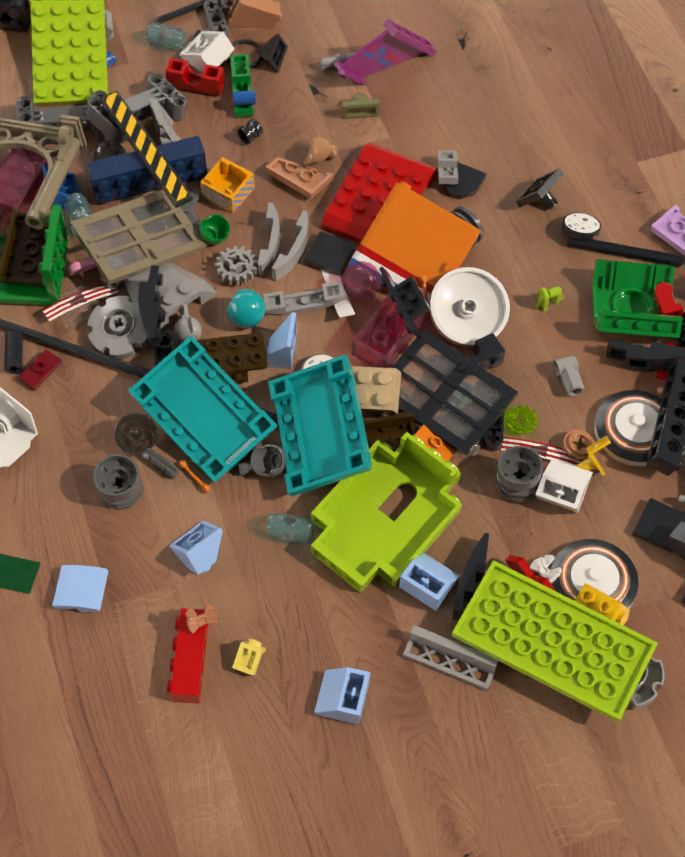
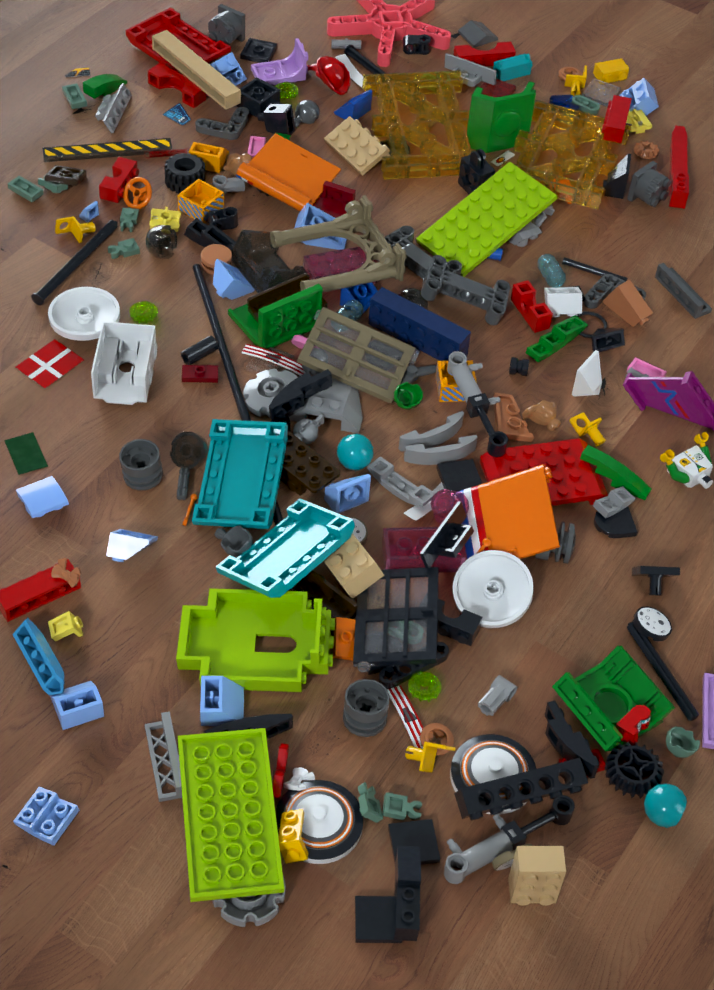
camera: 50 degrees right, 10 degrees down
(146, 149) = (425, 310): tile -> none
(162, 123) = (469, 312): light grey slope -> none
(236, 265) = (390, 427): light grey gear -> none
(244, 98) = (543, 344): blue piece -> none
(271, 696) = (40, 657): none -> dark azure brick
(275, 185) = (476, 401): none -> piece
(299, 532) = (191, 587): clear light blue piece -> none
(309, 92) = (588, 377): none -> white slope
(328, 50) = (646, 368): none -> bright pink tile
(357, 131) = (590, 428): none -> yellow bracket
(360, 107) = (613, 417): olive tile -> none
(417, 144) = (616, 471): none -> green slope
(441, 790) = (46, 816): none -> light blue slope
(453, 90) = (691, 465): none -> torso
(544, 295) = (566, 646): lime piece -> none
(564, 485) = (383, 745): white slope -> none
(609, 534) = (369, 806): none -> sand green plate
(623, 514) = (397, 807): none -> sand green plate

